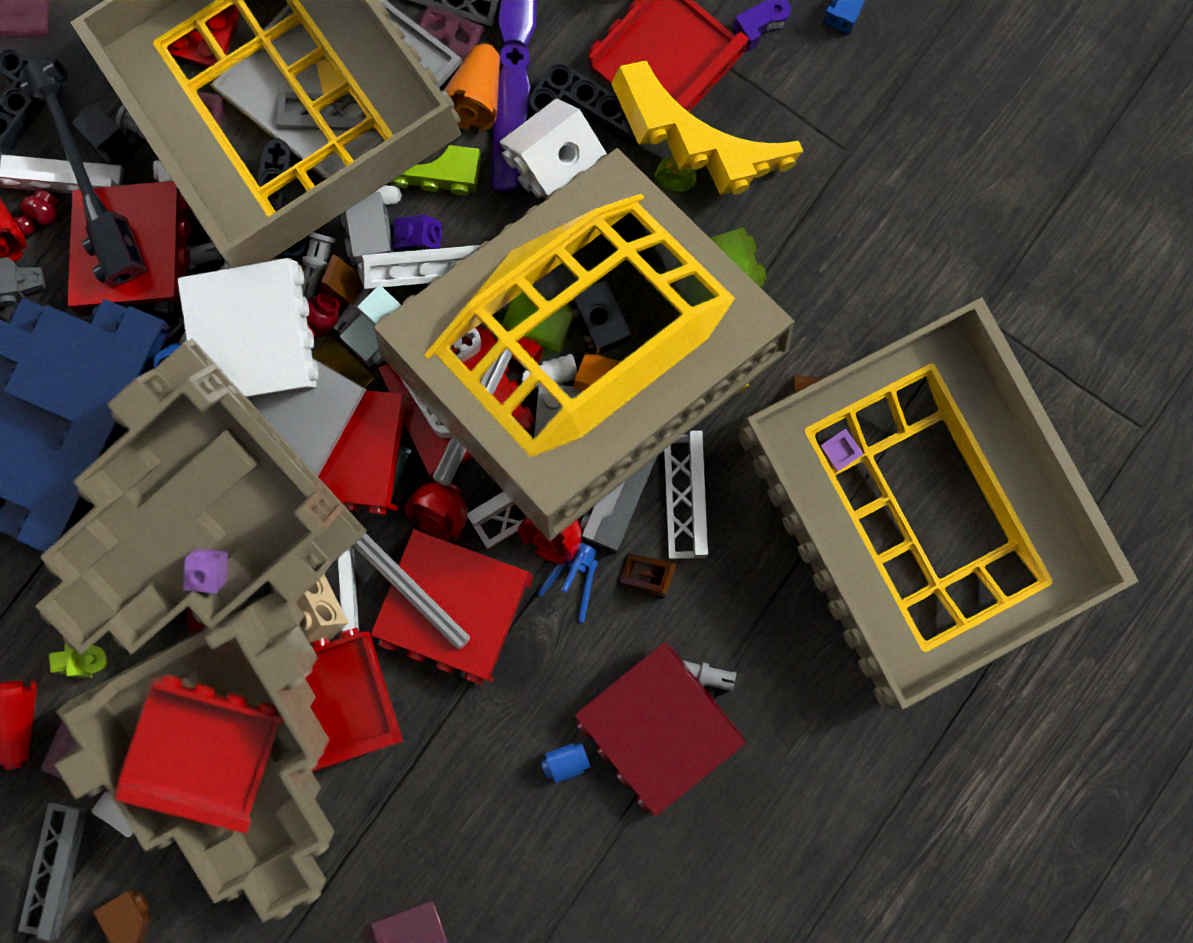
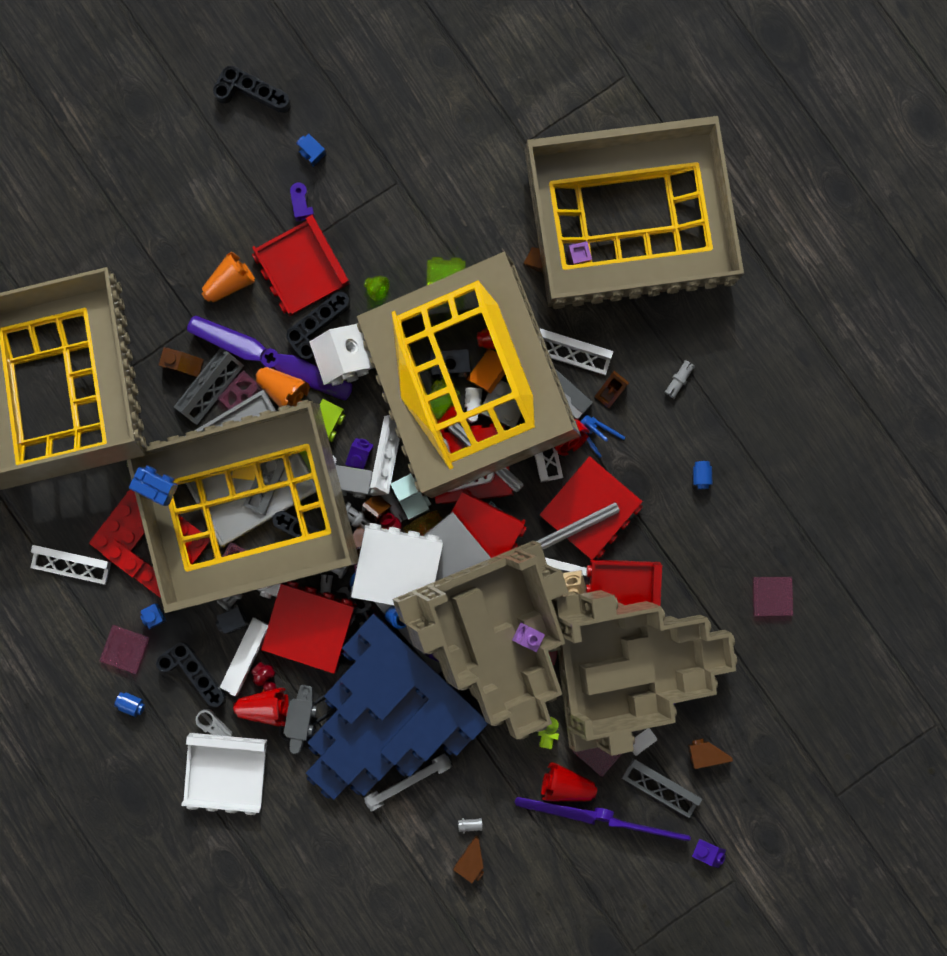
camera: 65 degrees left, 5 degrees up
(63, 19) = (152, 616): none -> blue brick
(107, 231) = (302, 634): black bar -> none
(198, 754) = (632, 673): red panel -> none
(439, 510) = (532, 496): red cylinder -> none
(660, 729) = (703, 414): dark red panel -> none
(693, 143) = (345, 285): yellow arch -> none

